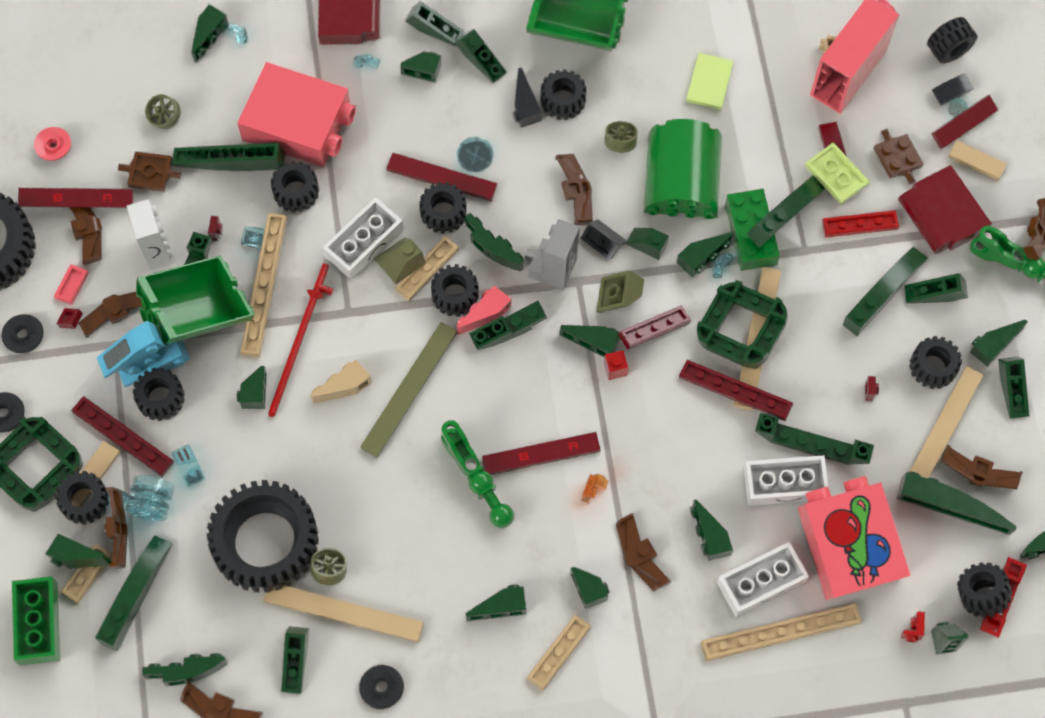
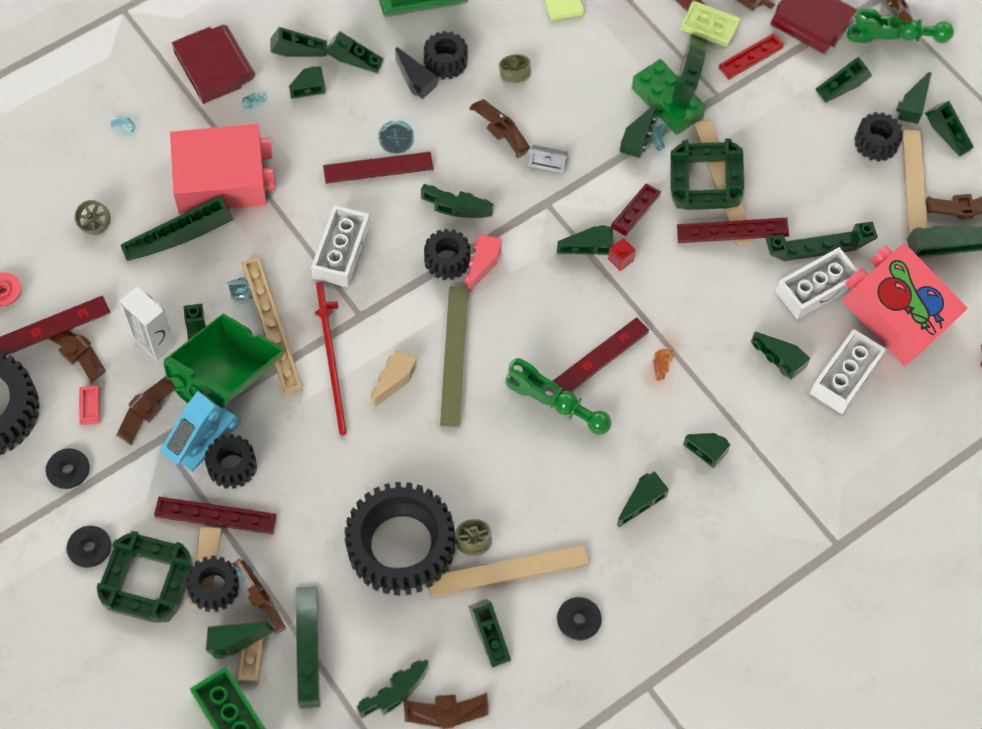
camera: 30 degrees left, 5 degrees down
(69, 318) = (106, 434): dark red plate -> none
(149, 171) = (108, 274): reddish brown plate -> none
(150, 498) = (276, 554): clear light blue wheel -> none
(188, 465) = (292, 512): clear light blue slope -> none
(208, 28) = (94, 126): dark green slope -> none
(215, 228) = (199, 295): dark red plate -> none
(253, 390) = (316, 419): dark green slope -> none
(294, 173) = (249, 217): black tyre -> none
(401, 259) = (384, 249): olive slope -> none
(434, 260) = (409, 249): tan tile -> none
(443, 194) = (396, 178): black tyre -> none
(507, 328) = (511, 265): dark green slope -> none
(556, 256) = (521, 191): light grey hinge -> none
(558, 652) = (713, 514): tan tile -> none
(619, 291) = (587, 193): olive slope -> none
(639, 554) = (733, 400): reddish brown plate -> none
(648, 241) = (587, 143): dark green slope -> none
(683, 169) = (581, 73): green cylinder -> none
(780, 632) = (884, 409): tan tile -> none
(871, 388) = (839, 180): dark red plate -> none
(883, 291) = (803, 101): dark green slope -> none

